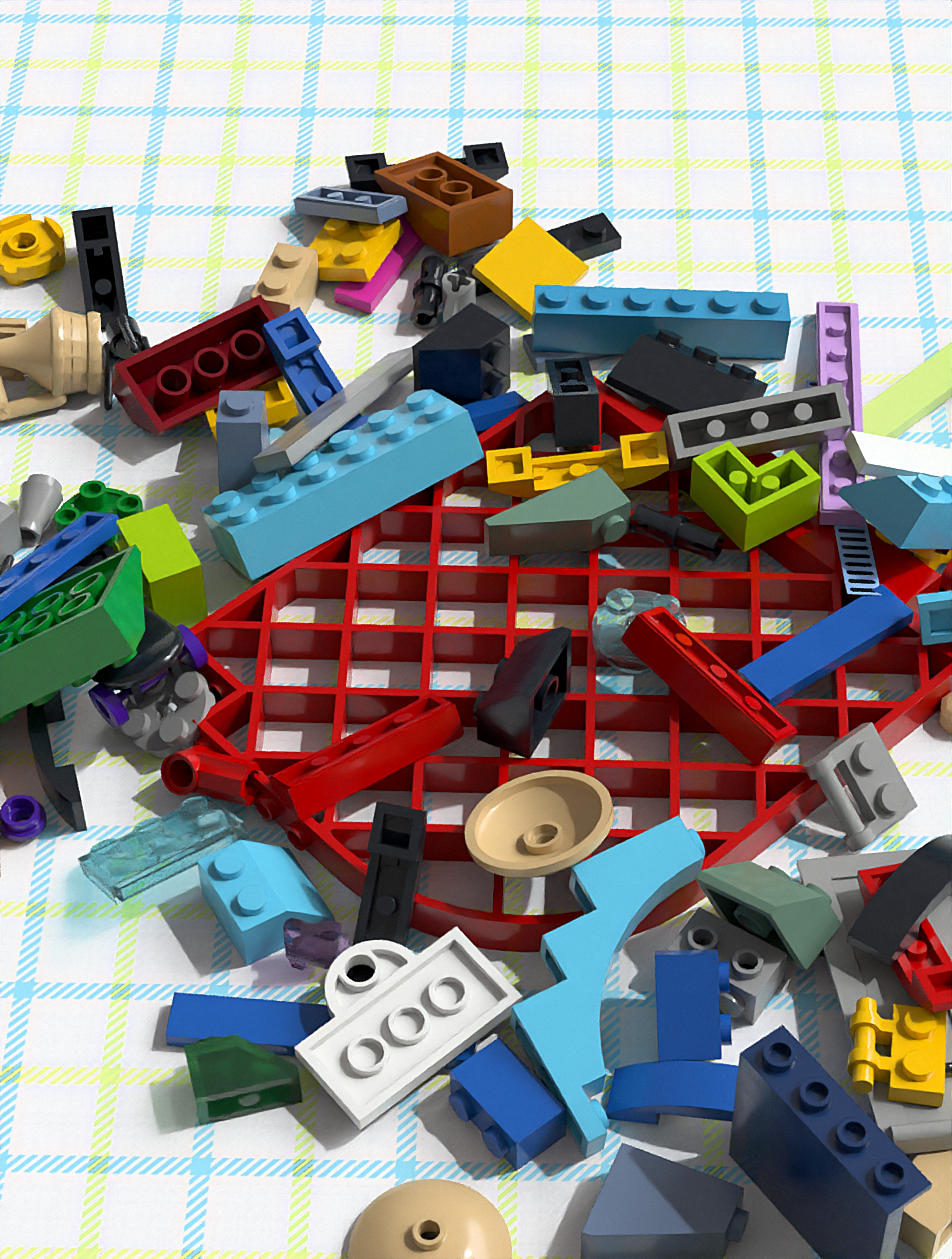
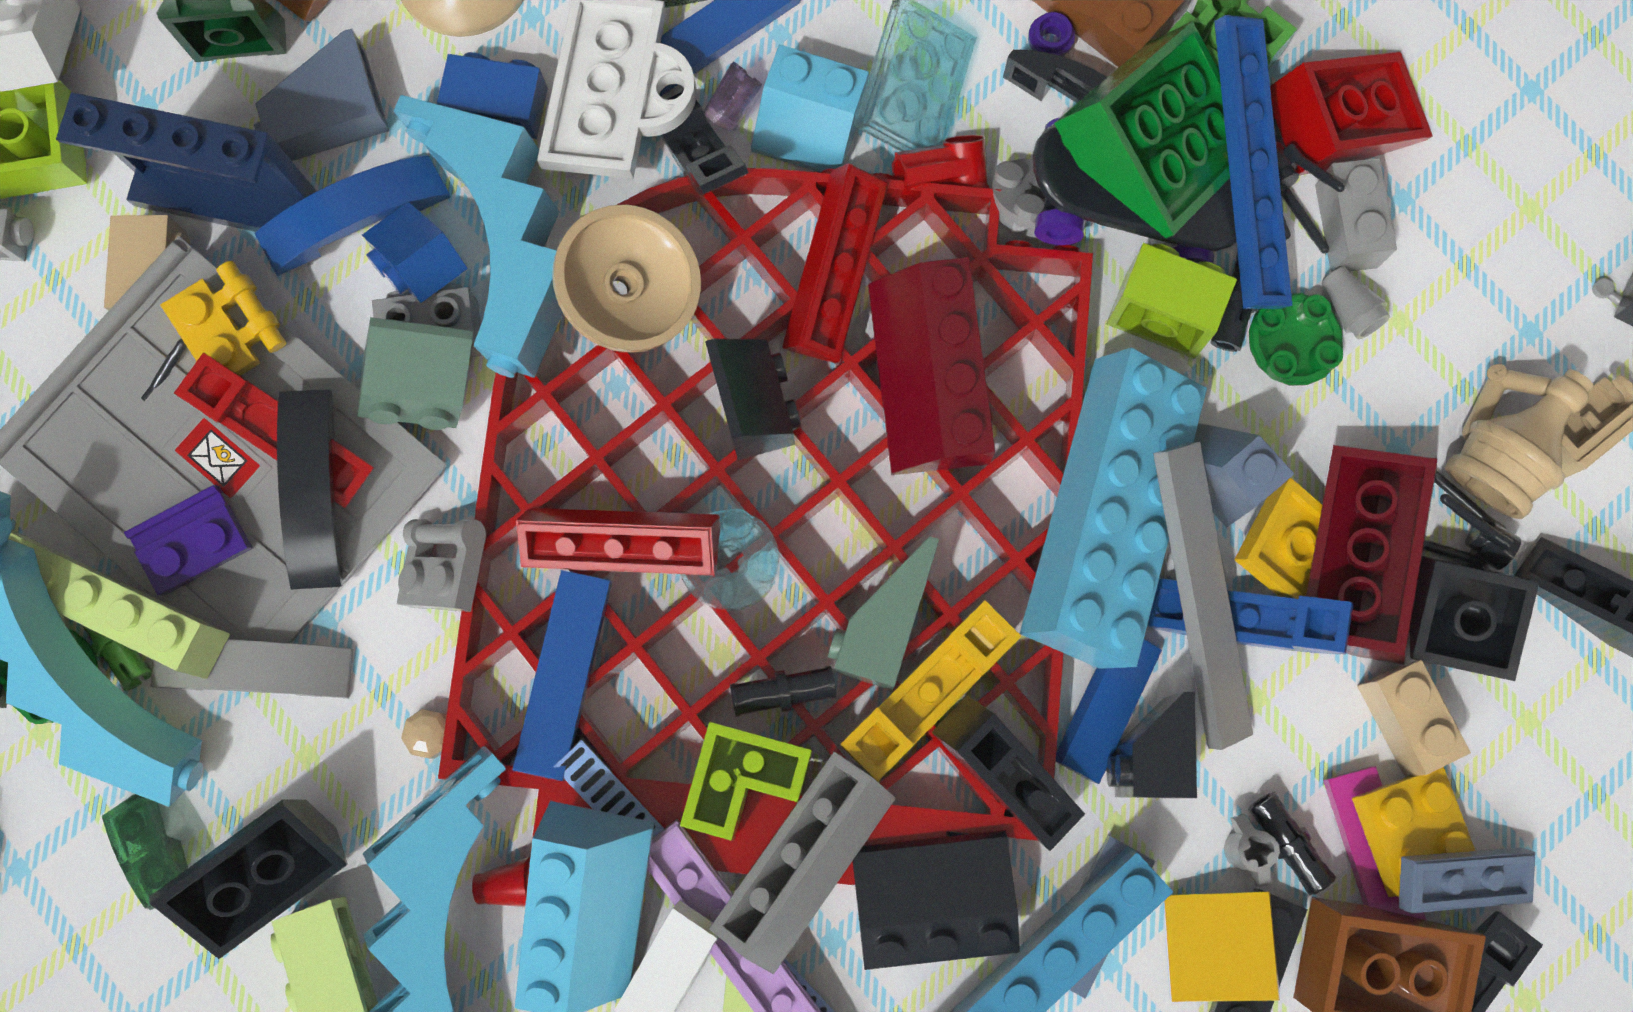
camera: 140 degrees right, 30 degrees up
(181, 298) = (1471, 618): none -> black slope
(373, 631) = (931, 368): none -> dark red slope

